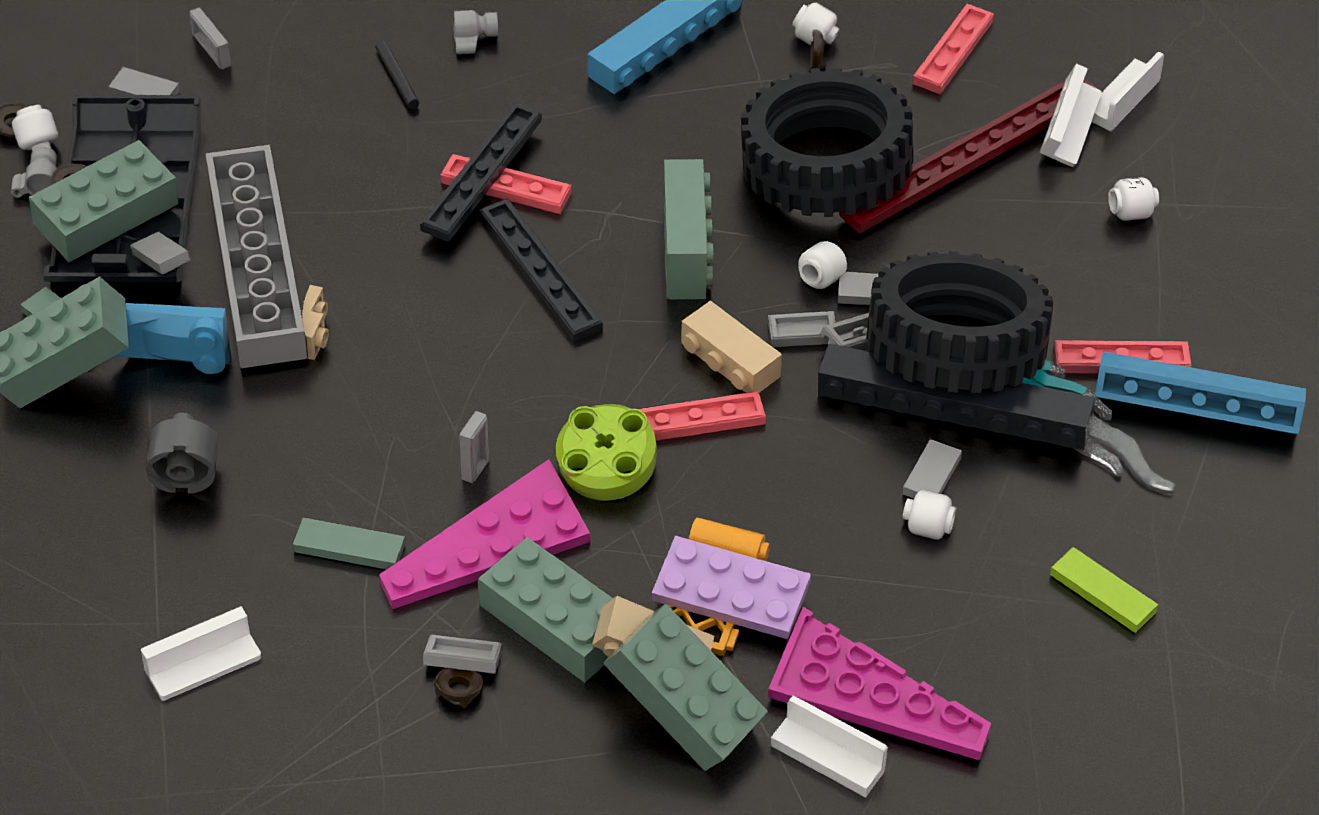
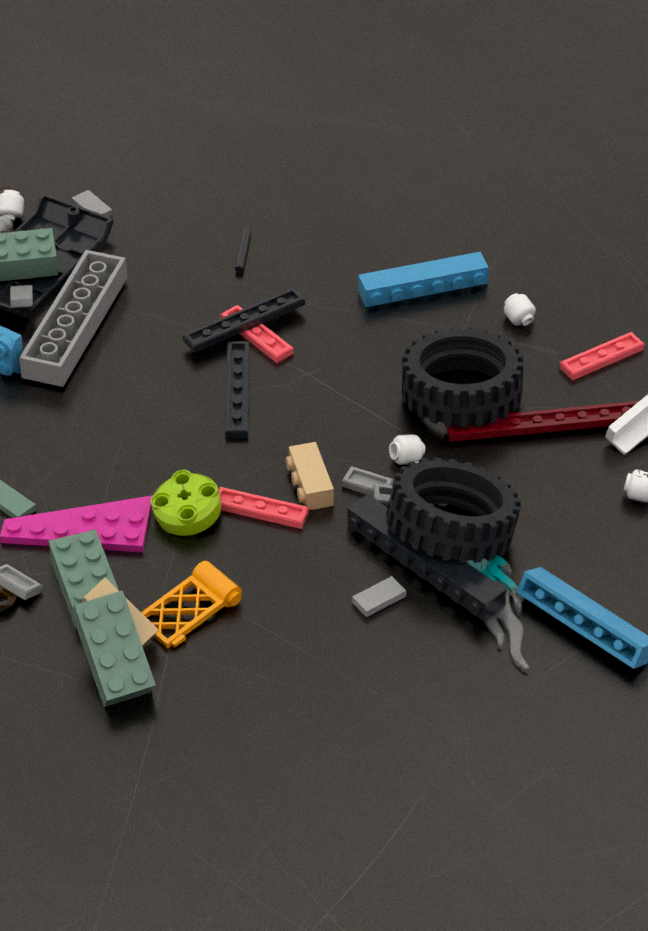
camera: 30 degrees right, 5 degrees down
(210, 38) = (148, 190): light grey tile -> none
(313, 319) = (78, 365): tan slope -> none
(469, 26) = (304, 236): light grey piece -> none
(474, 447) = (108, 469): light grey tile -> none
(687, 229) = (334, 395): sand green brick -> none
(731, 587) = (196, 609): lavender plate -> none
(817, 49) = (507, 324): dark brown piece -> none
(830, 747) = (183, 725): white panel -> none
(871, 690) = (232, 700): dark pink wing -> none
(929, 514) = (354, 619): white head -> none
(1086, 355) = (589, 587): coral tile -> none
(1104, 589) = (430, 709): lime tile -> none

